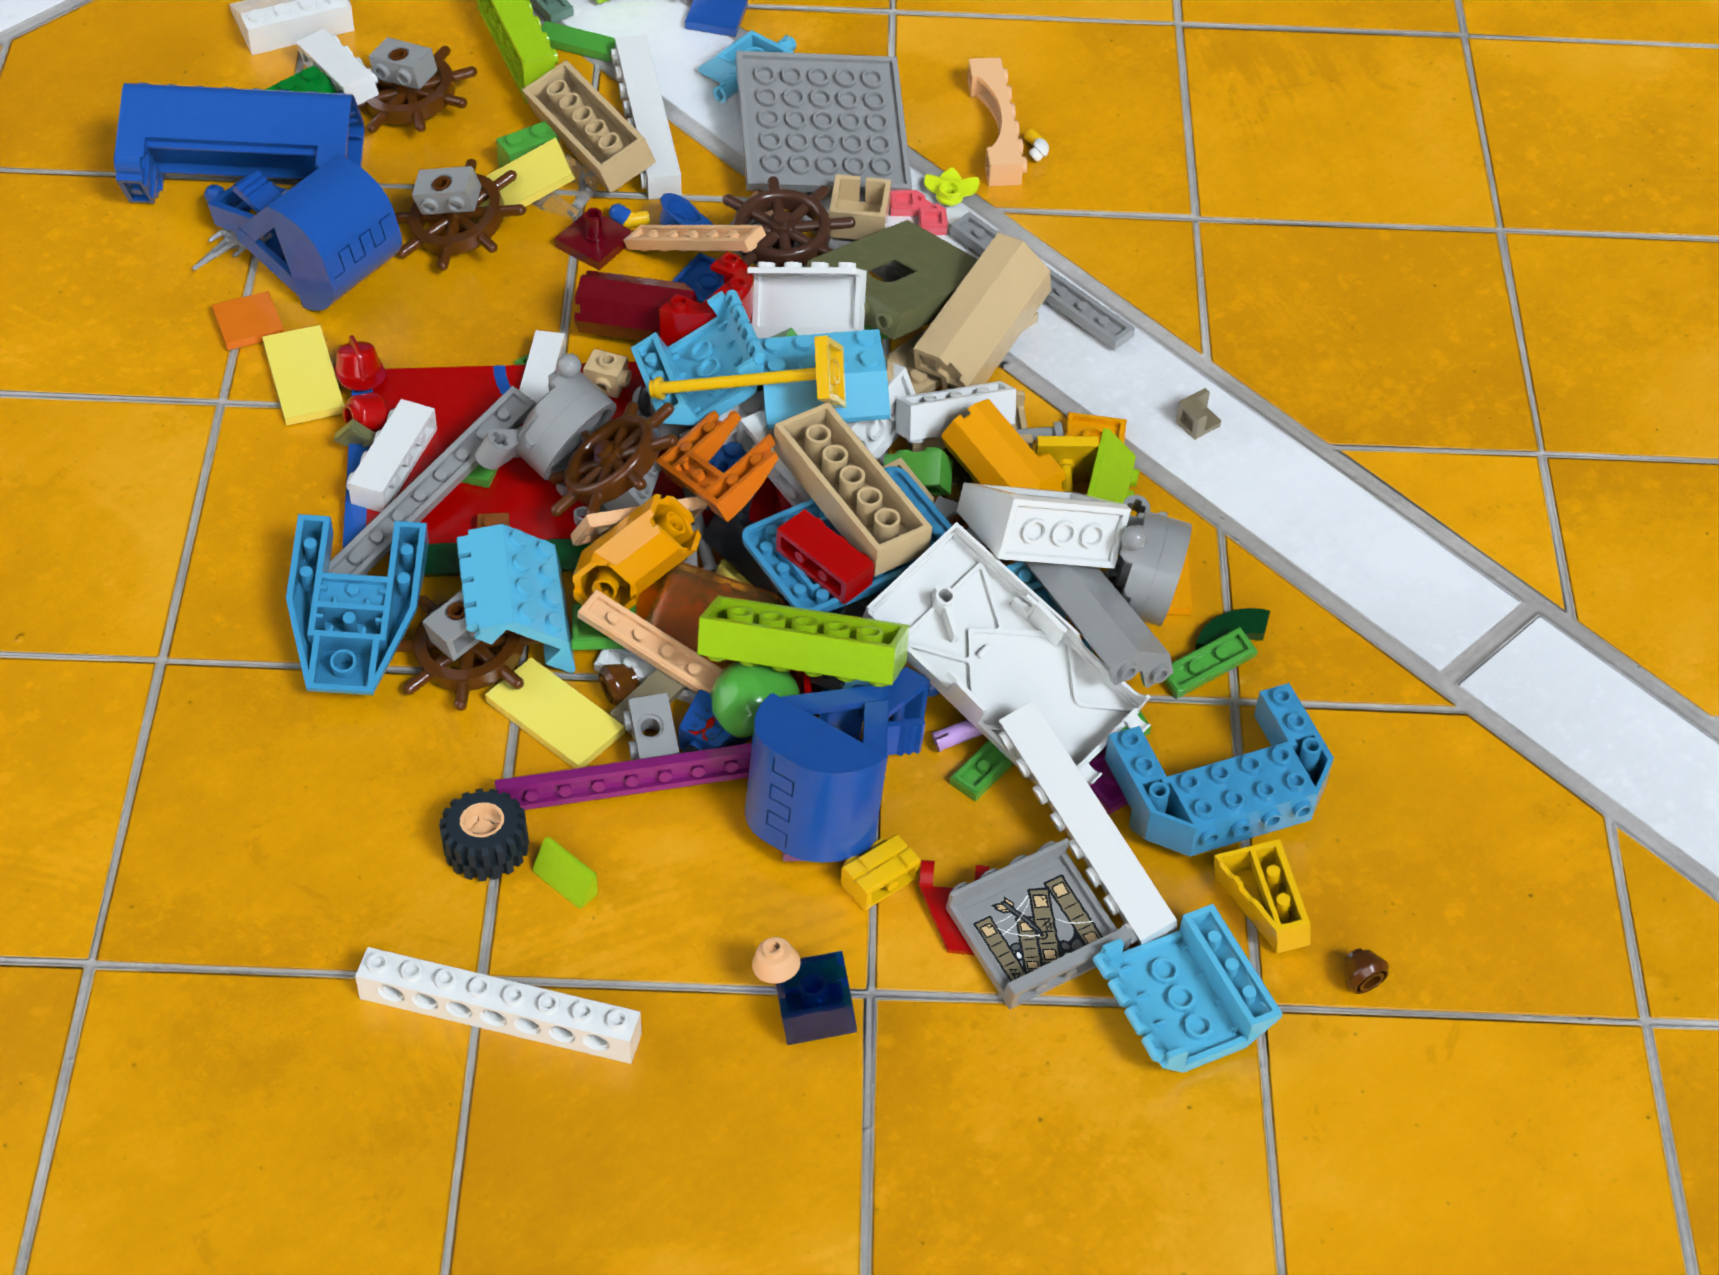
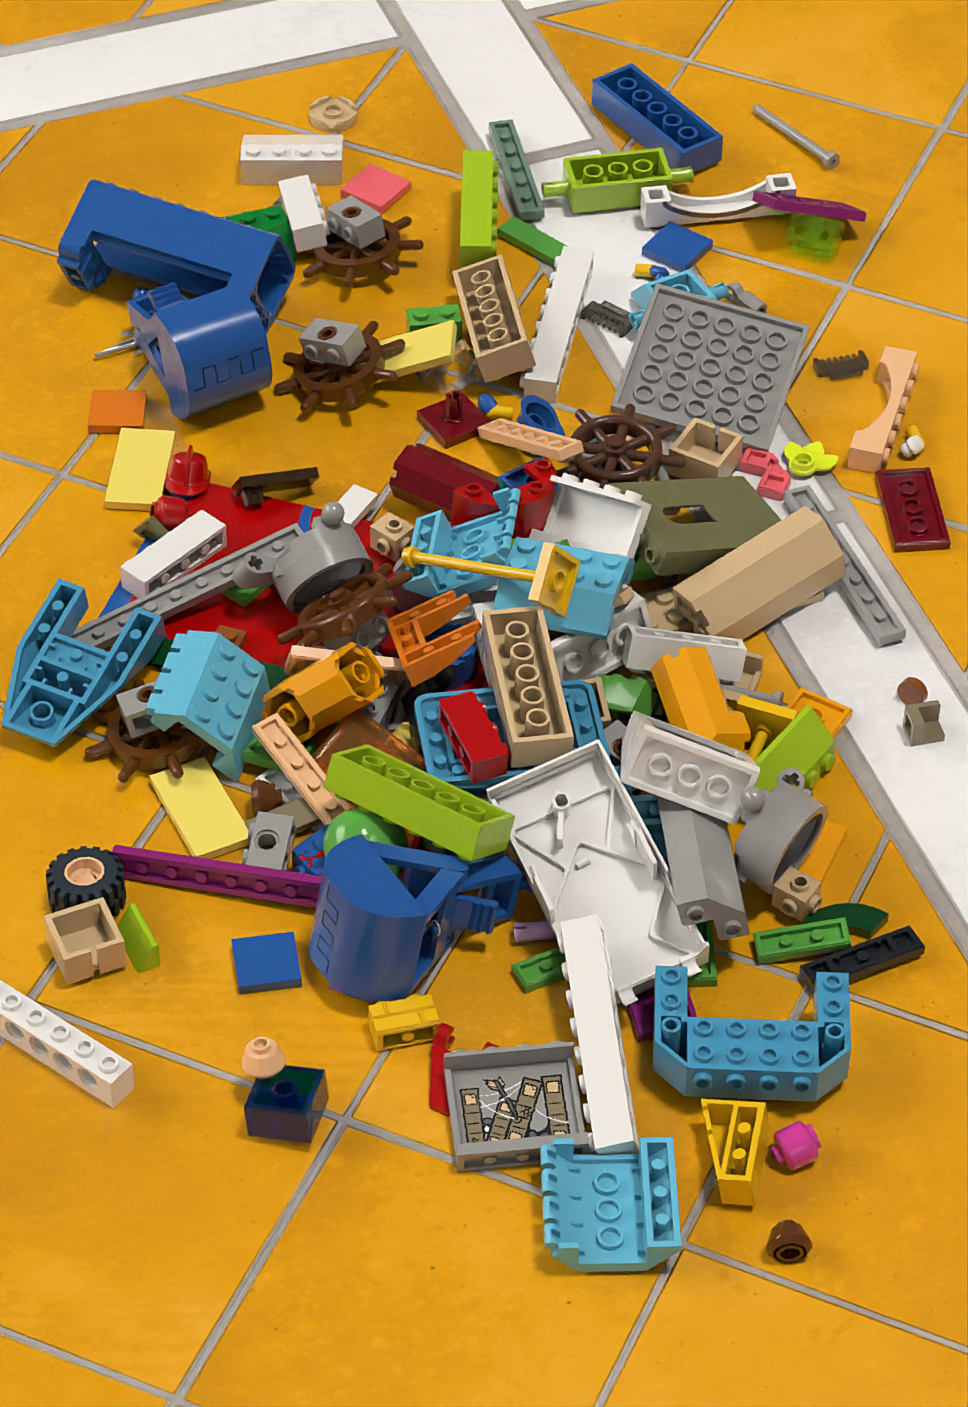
camera: 25 degrees right, 5 degrees down
(391, 22) = (376, 188): none -> coral tile
(437, 361) = (253, 486): none -> dark brown hinge
(516, 893) = (85, 940): none -> tan piece
(690, 94) = (608, 316): none -> clear smoke piece
(707, 854) = (266, 962): none -> blue tile
(715, 42) = (651, 270): none -> arm
(810, 46) = (745, 298): none -> light grey bar
(931, 90) = (842, 369): none -> clear smoke piece
(1071, 210) = (912, 510): none -> dark red tile
(1172, 386) = (912, 691): none -> dark orange tile
(1183, 619) = (796, 894): none -> tan brick
(1271, 663) = (867, 956): none -> black plate
(1317, 870) = (795, 1145): none -> dark pink head

